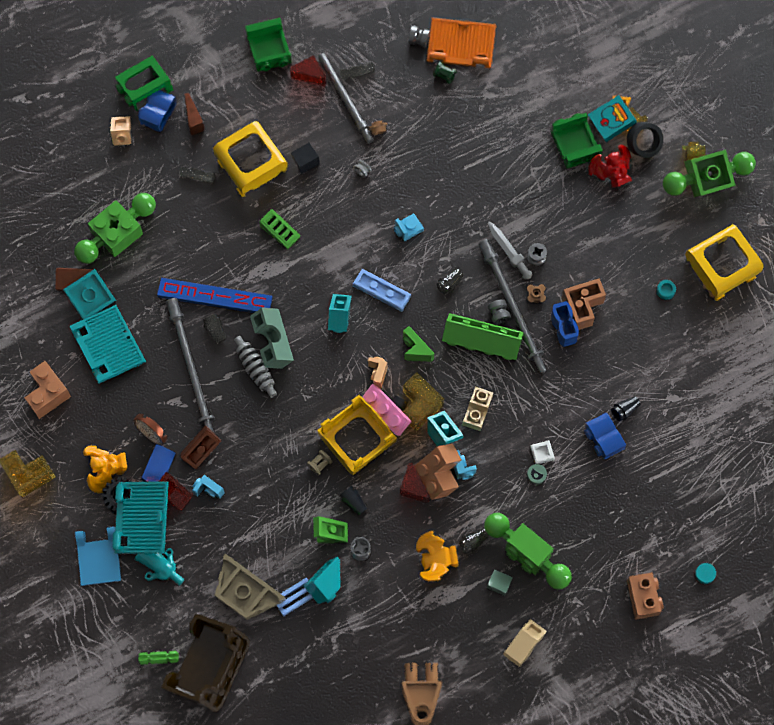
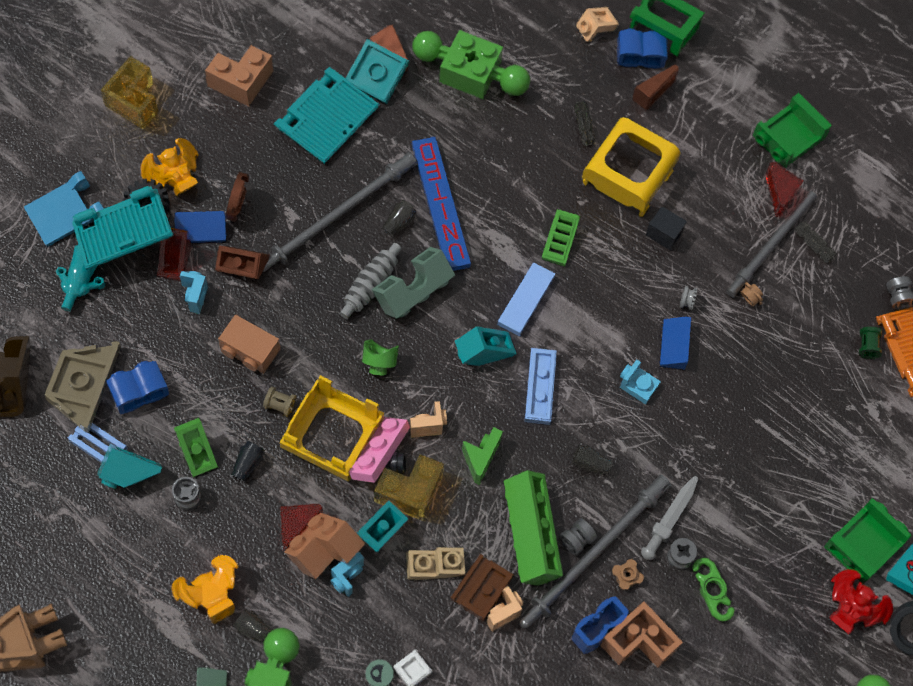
camera: 60 degrees right, 5 degrees down
(265, 553) = (137, 387): none -> blue brick
(269, 466) = (249, 344): none -> nougat brick
(314, 271) = (526, 299): none -> light blue tile
(317, 383) = (379, 357): none -> bright green piece
(390, 191) = (675, 342): none -> blue slope
(507, 386) = (482, 587): none -> reddish brown plate
(530, 377) = (504, 614): none -> light nougat bracket
(575, 244) = (713, 601): none -> bright green piece

